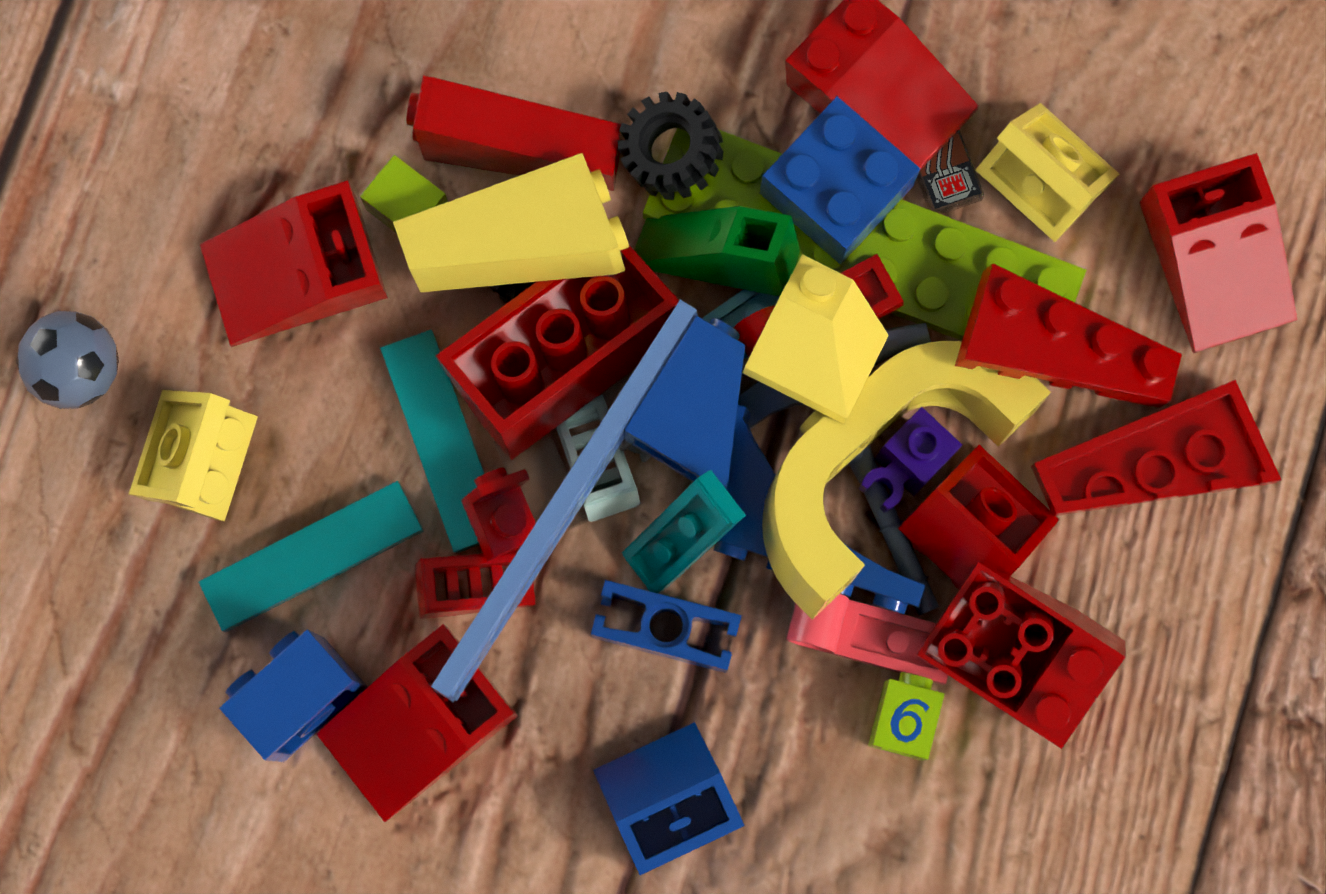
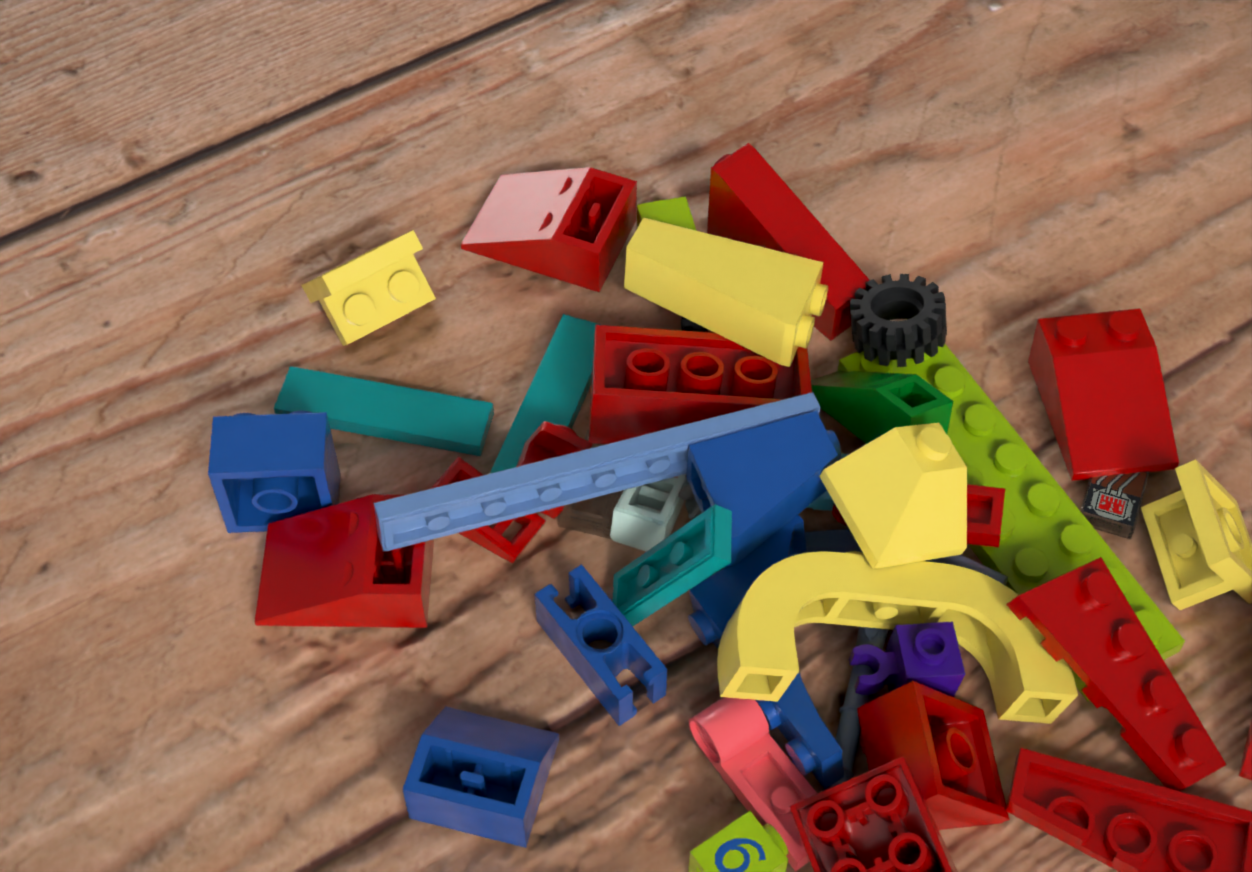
camera: 40 degrees right, 25 degrees down
(67, 359) = (343, 170): sand blue piece -> none
(839, 180) = (1016, 421): blue brick -> none

